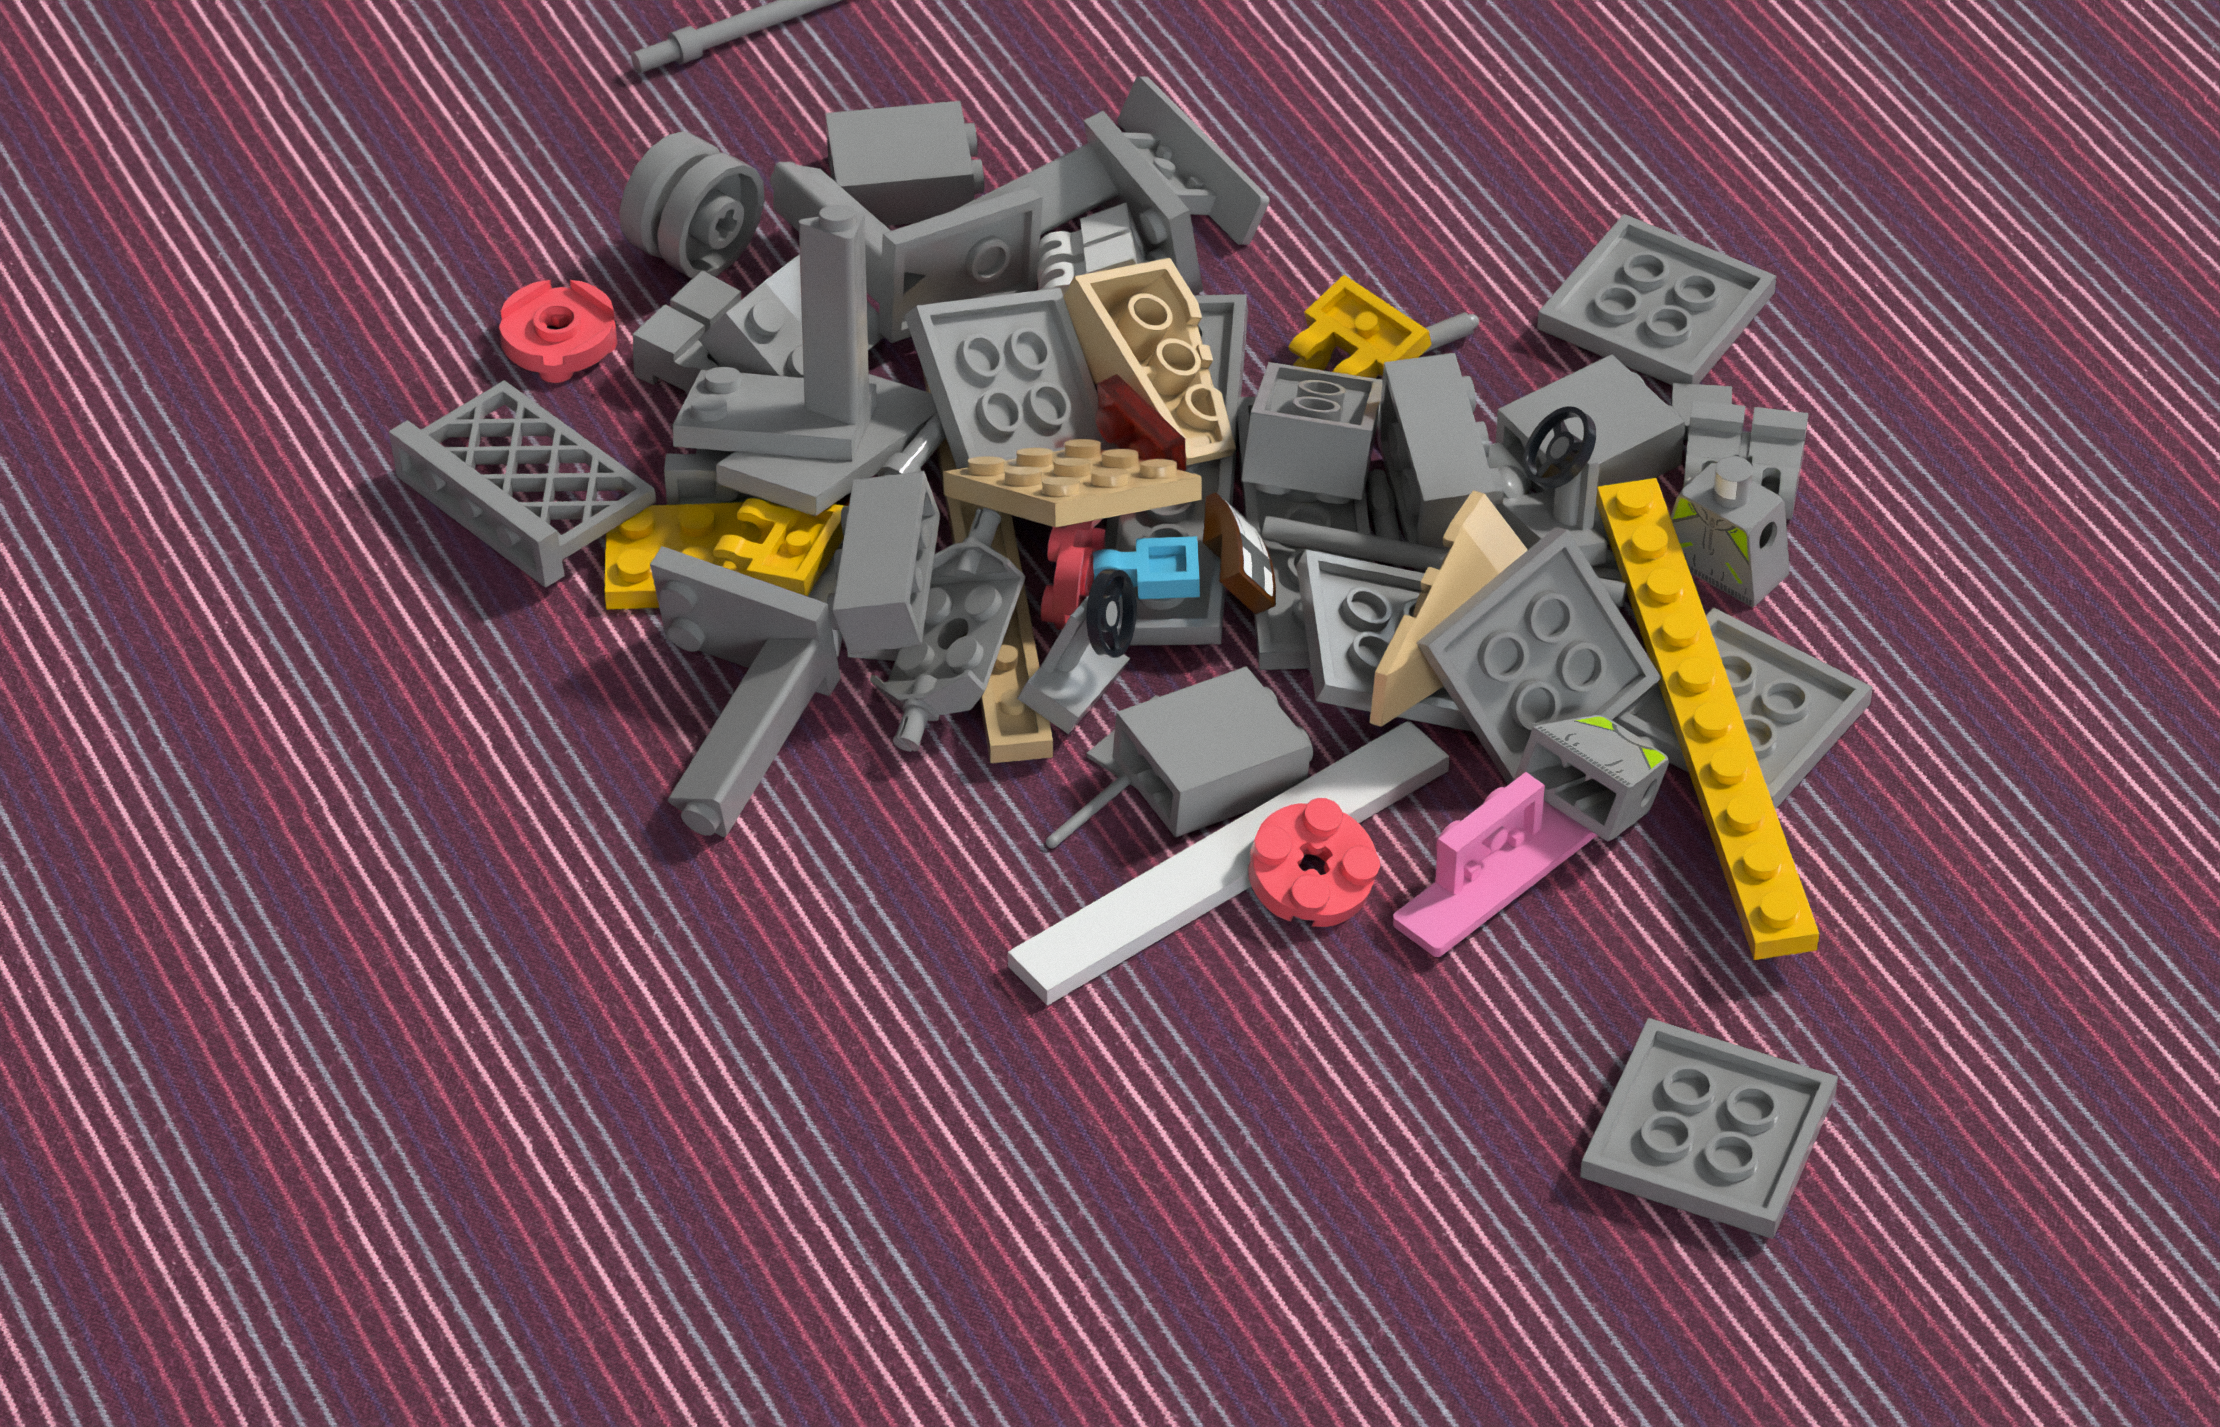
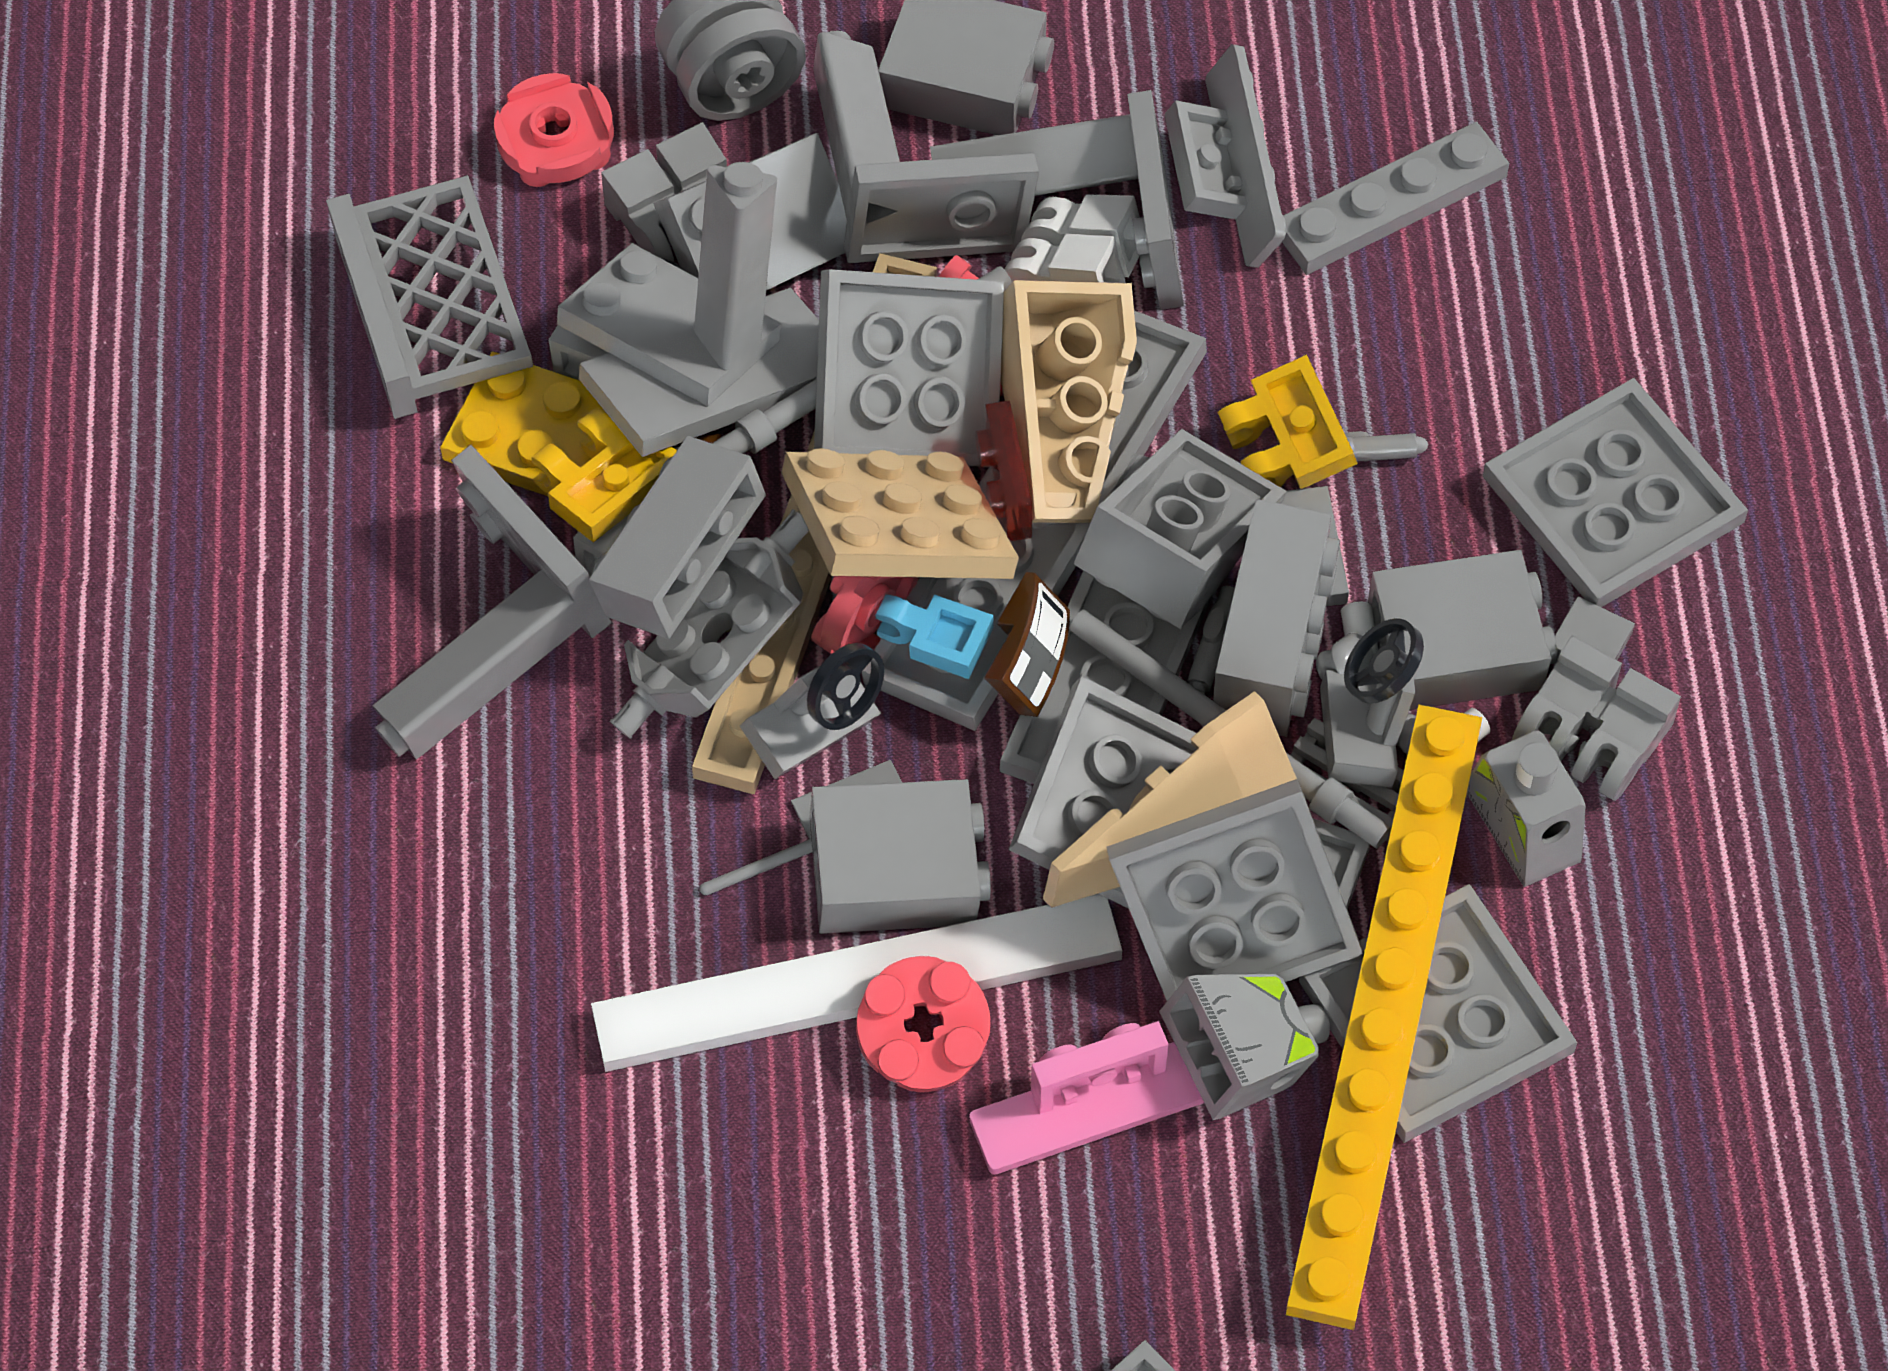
camera: 25 degrees right, 15 degrees up
(1337, 155) = (1393, 197): none -> light grey plate

